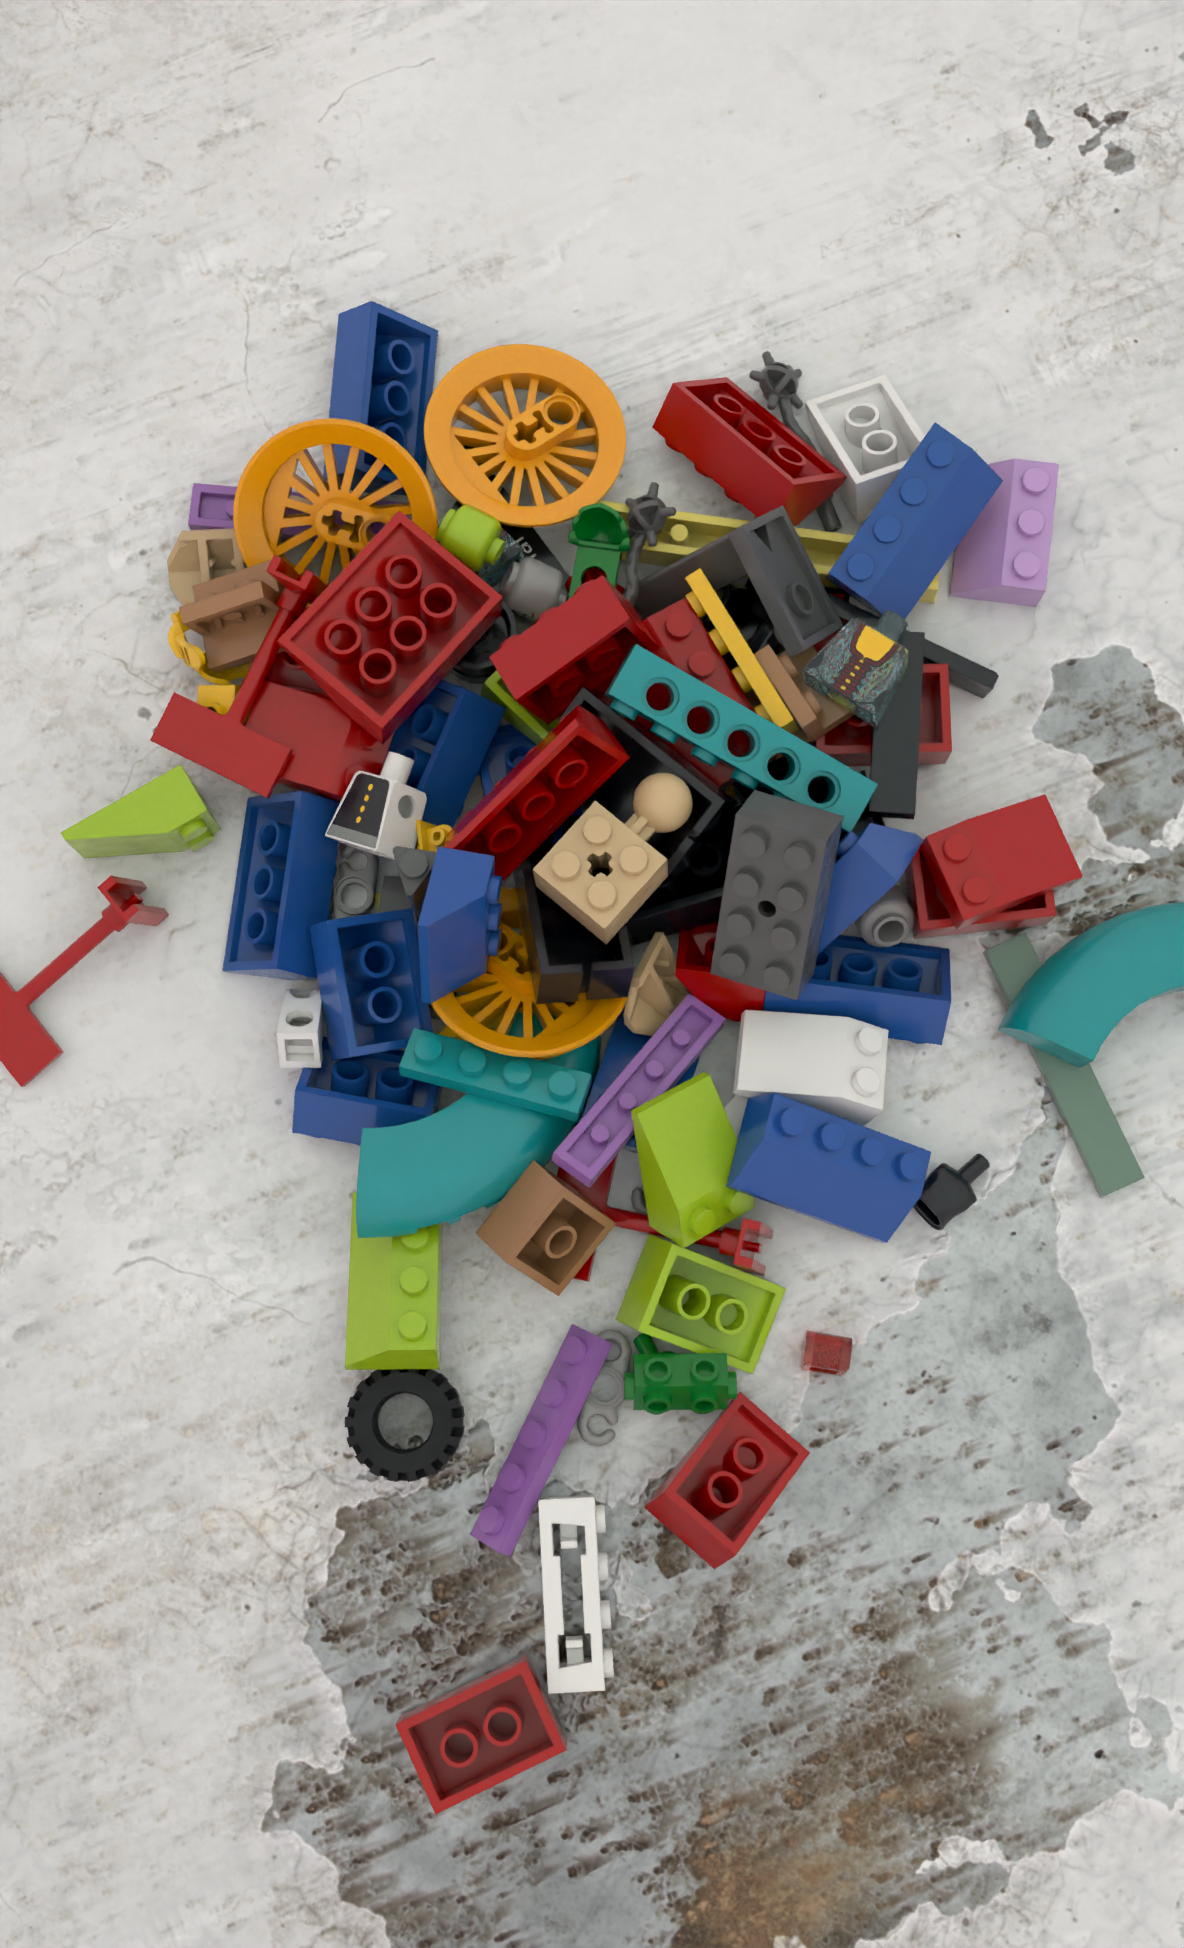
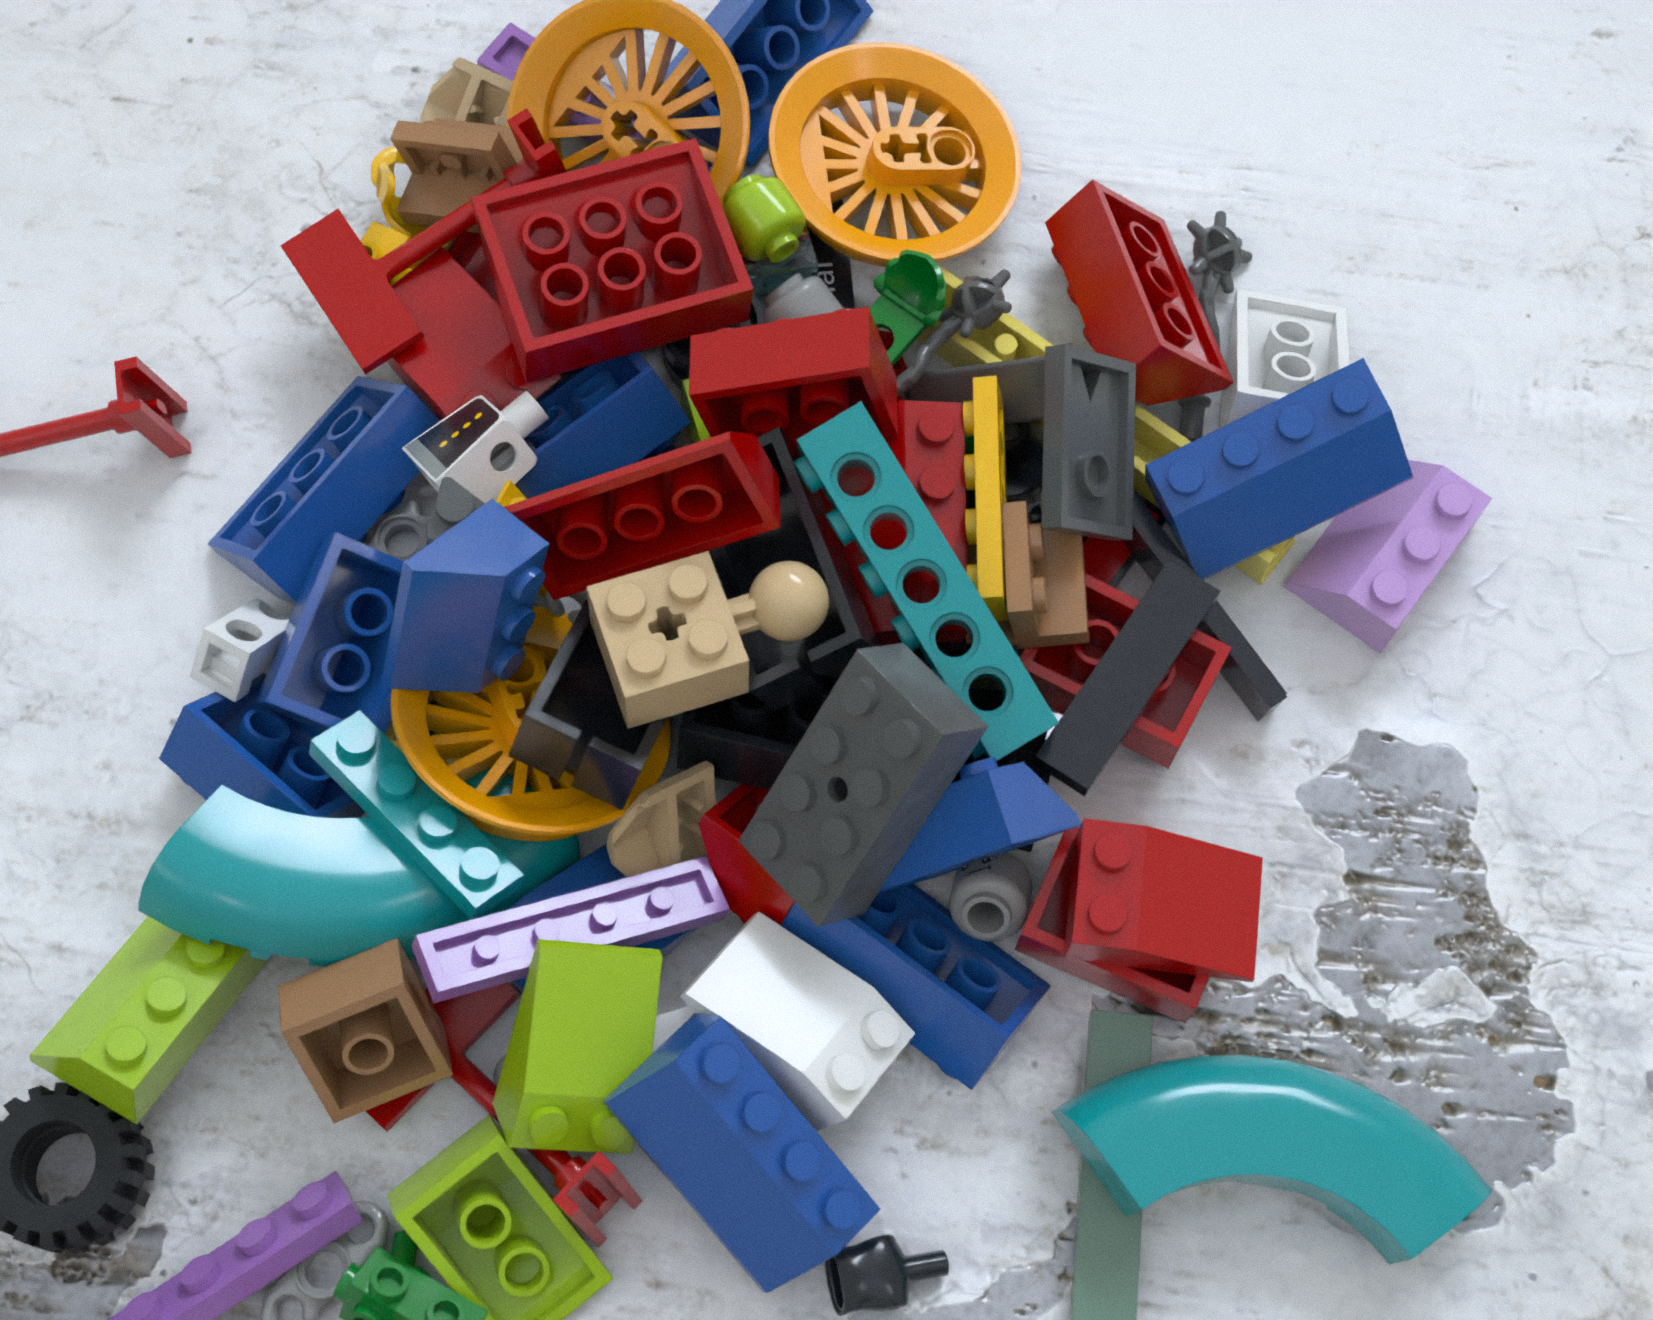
camera: 25 degrees right, 10 degrees down
(153, 819) = (228, 330): lime slope -> none
(861, 667) = (1120, 584): clear light blue torso -> none

